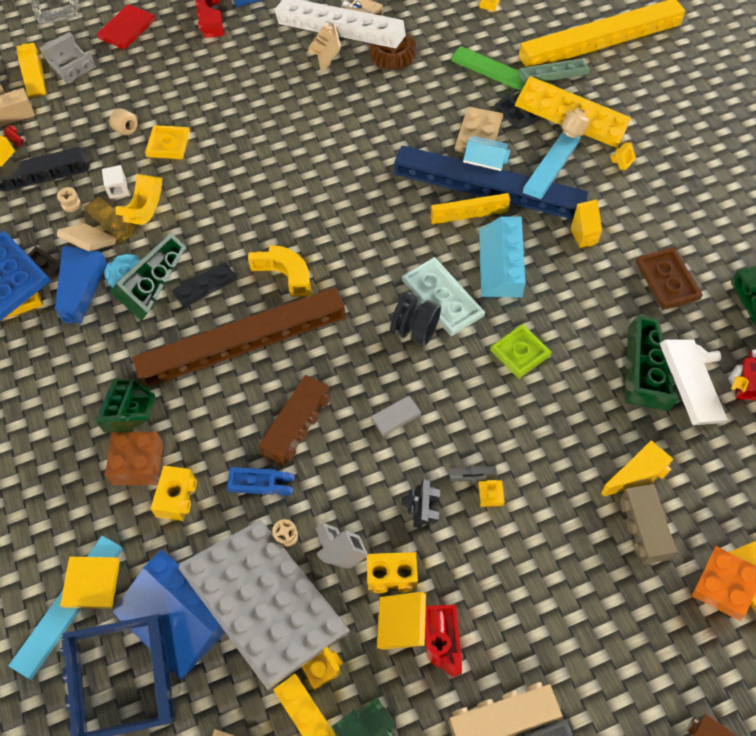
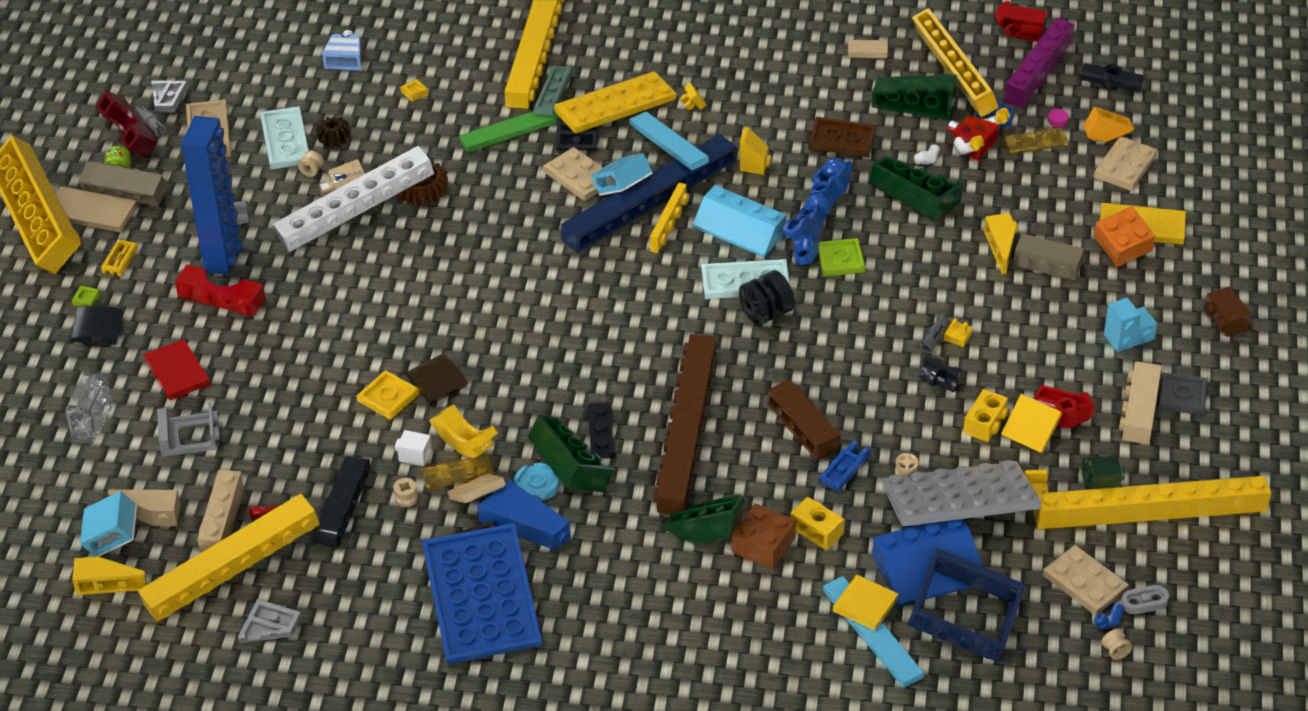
camera: 60 degrees left, 15 degrees down
(31, 70) = (175, 464): yellow slope -> none
(123, 121) = (333, 414): tan head -> none
(197, 159) = (437, 378): none -> dark brown slope
(286, 262) = (634, 359): yellow arch -> none
(325, 45) = (378, 223): tan hinge -> none
(340, 549) = (952, 433): light grey brick -> none
(396, 416) = (844, 358): light grey tile -> none
(575, 123) = (639, 103): tan head -> none
(594, 296) = (828, 185): none -> blue piece
(603, 653) = (1128, 326): none -> medium azure brick
(693, 382) = (952, 169): white tile -> none

